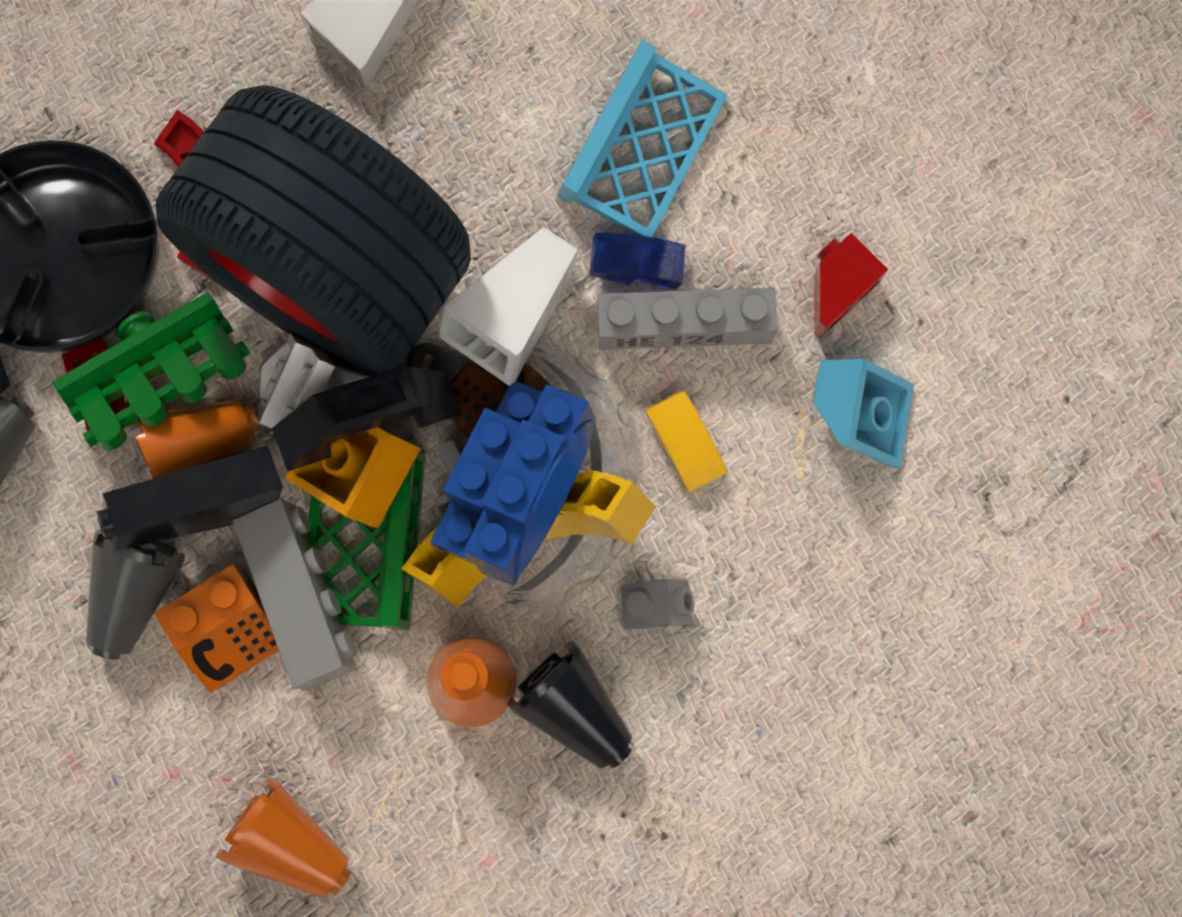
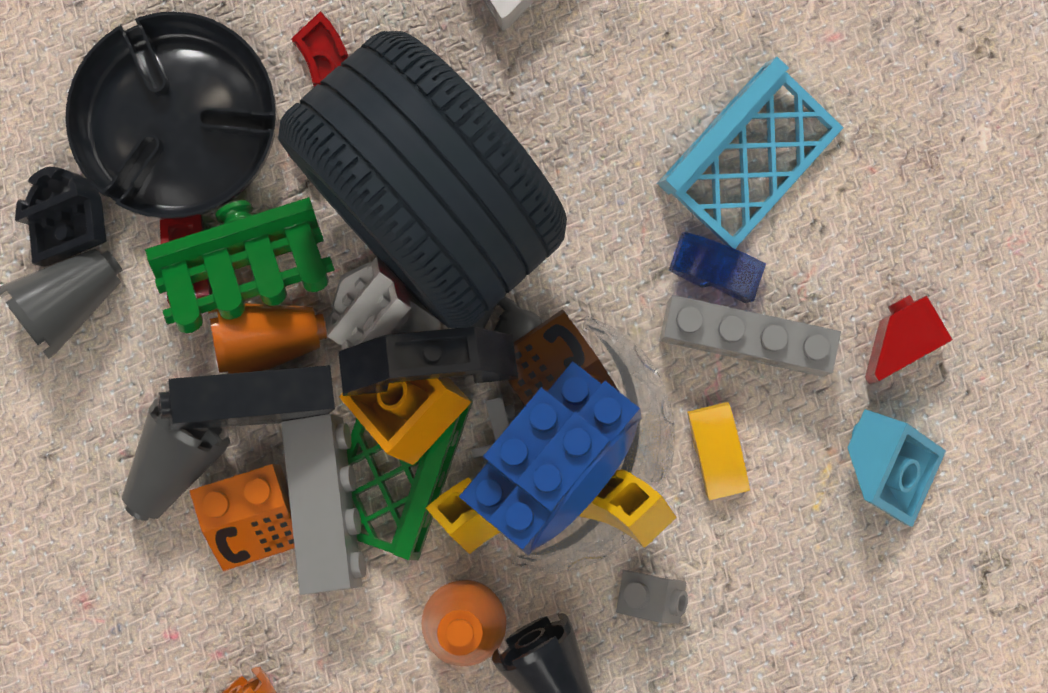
camera: 15 degrees right, 5 degrees up
(510, 305) = (585, 289): white slope -> none

